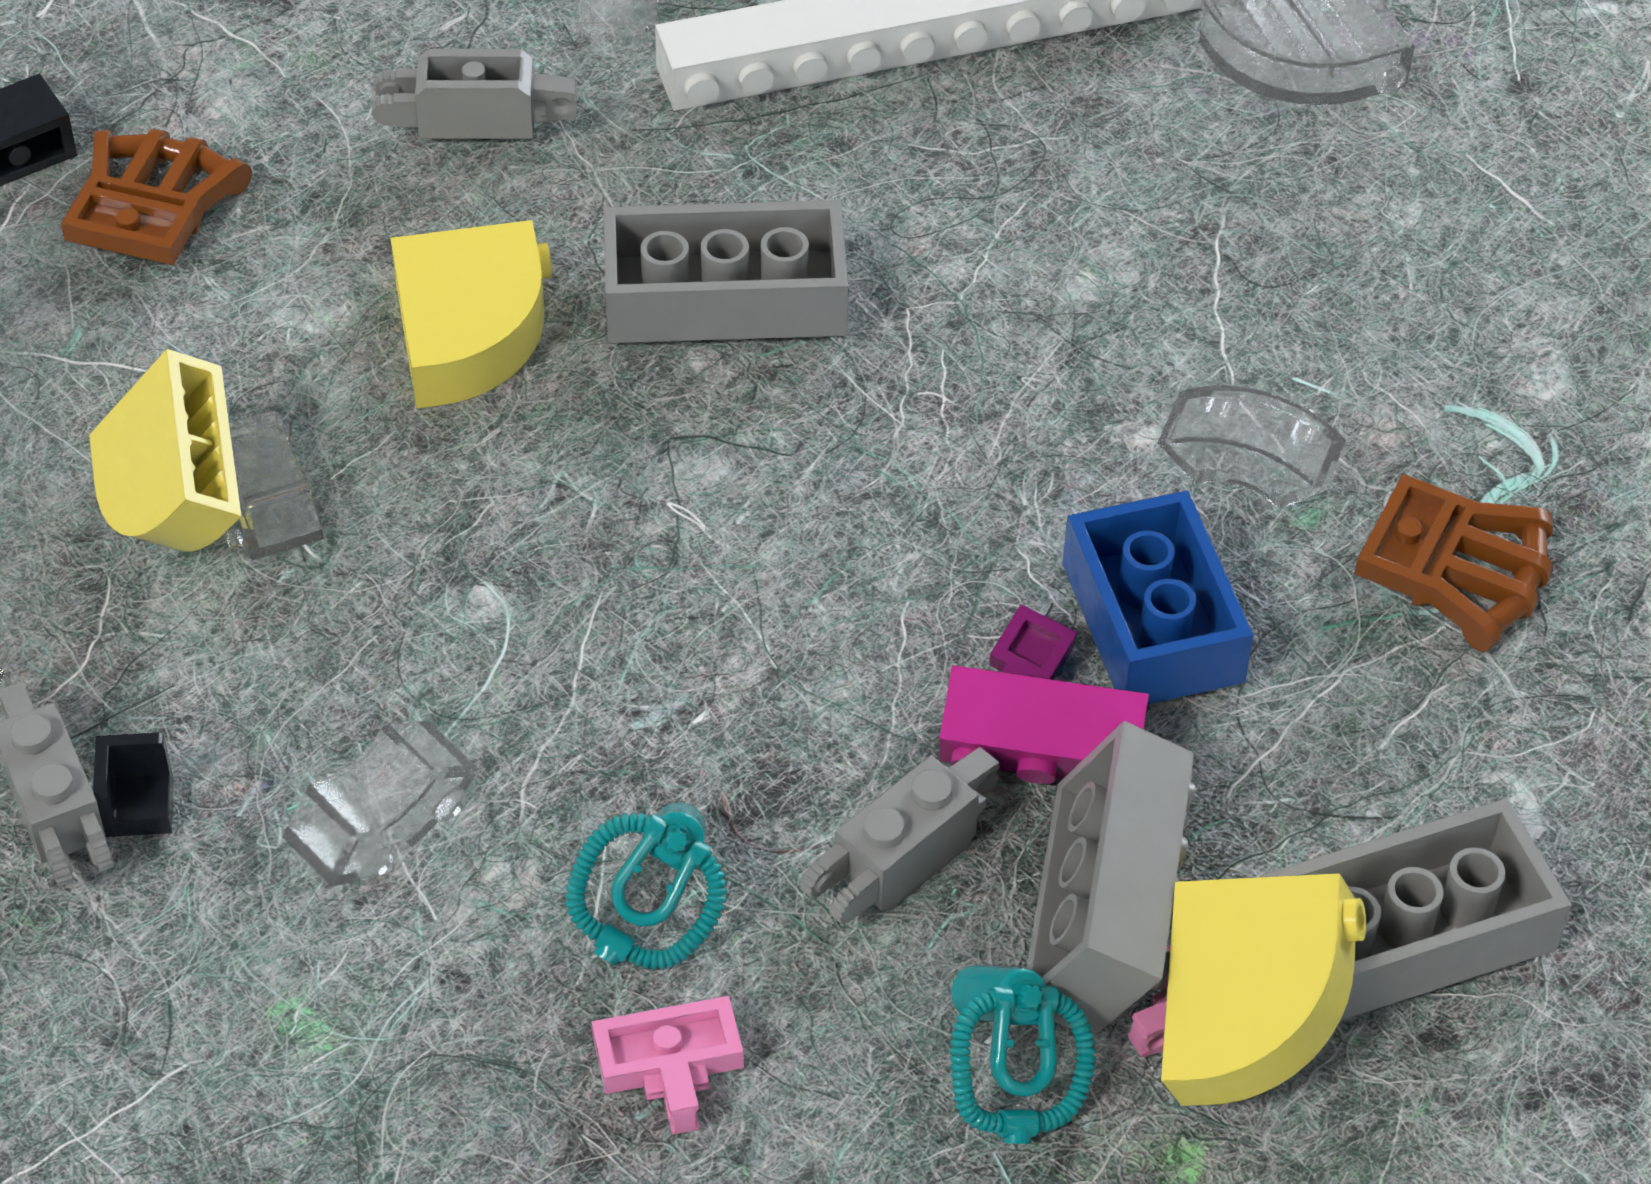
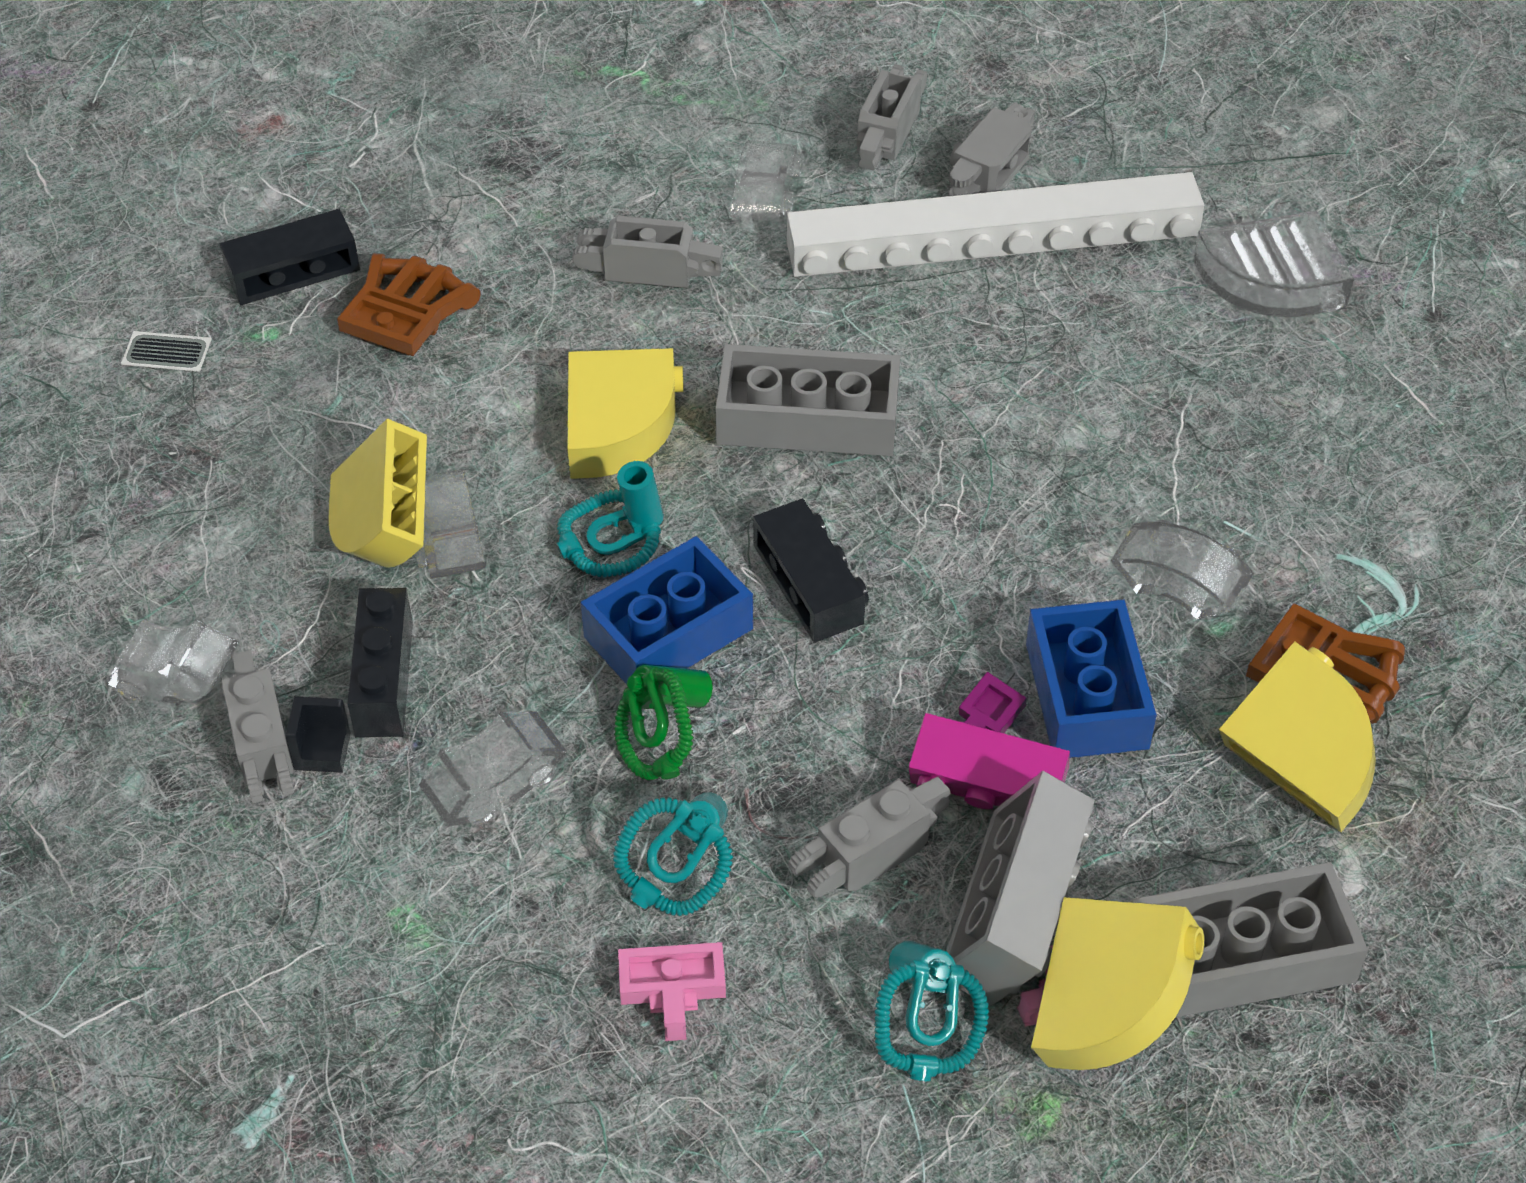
camera: 10 degrees right, 0 degrees up
(202, 679) = (380, 663): none -> black brick
(523, 440) = (641, 509): none -> teal piece
(583, 576) = (668, 611): none -> blue brick
(590, 673) = (653, 689): none -> green piece
(762, 496) = (810, 570): none -> black brick
(1448, 640) = (1307, 735): none -> light yellow brick

